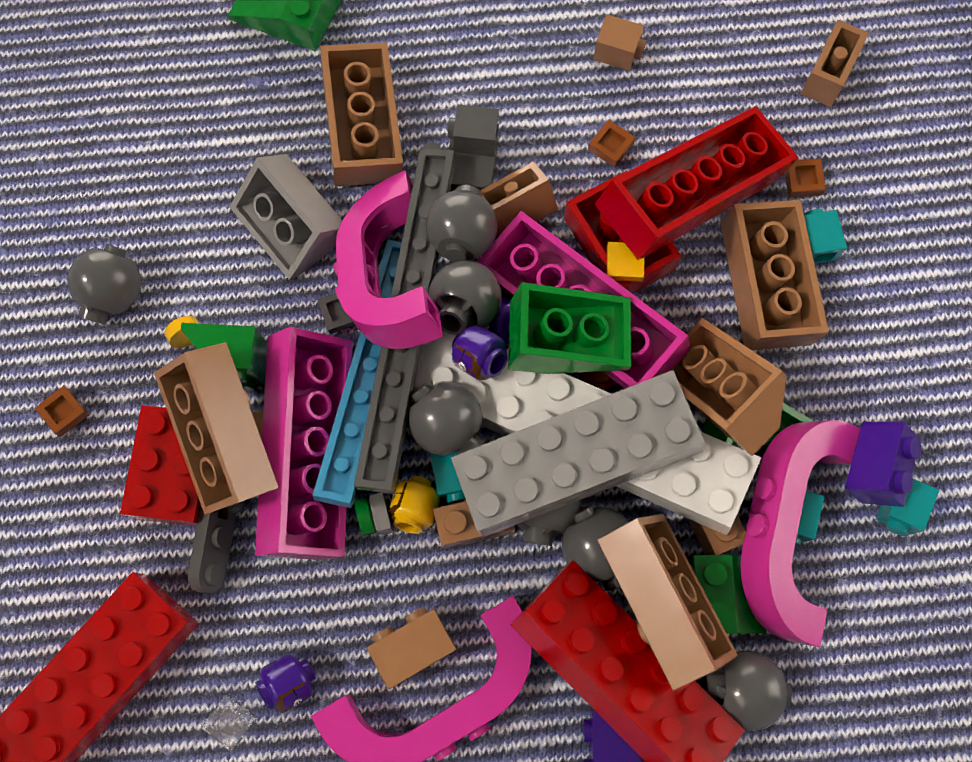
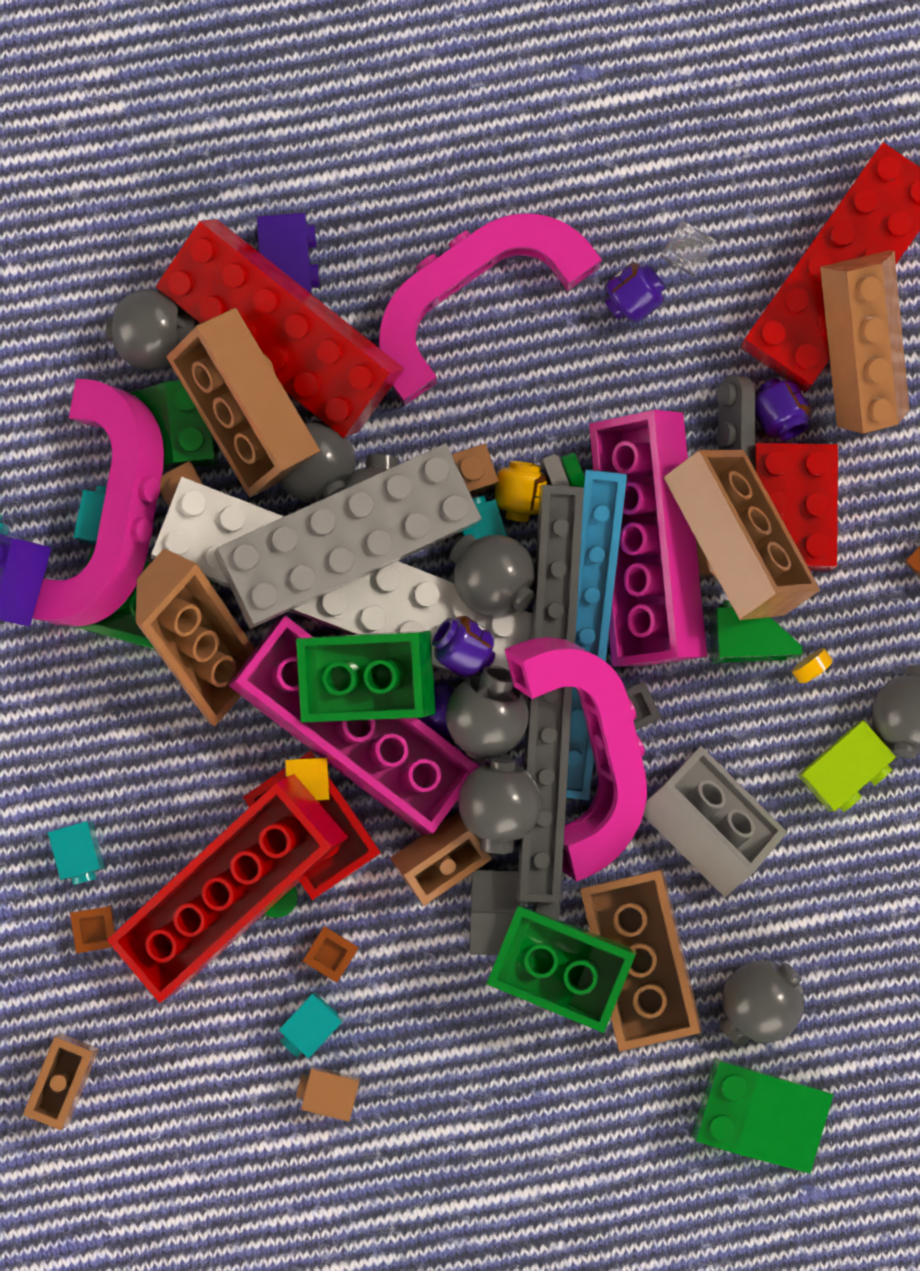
camera: 170 degrees right, 10 degrees up
(74, 607) = (865, 342): none -> medium nougat slope
(167, 557) = (782, 409): none -> dark purple head
(168, 248) = (847, 767): none -> lime brick
(269, 75) = (762, 1002): none -> dark grey brick
(411, 647) = (506, 340): medium nougat brick -> none
(420, 88) = (561, 968): none -> green slope
(631, 91) = (309, 1026): none -> teal brick
(773, 275) = (131, 794): medium nougat brick -> none

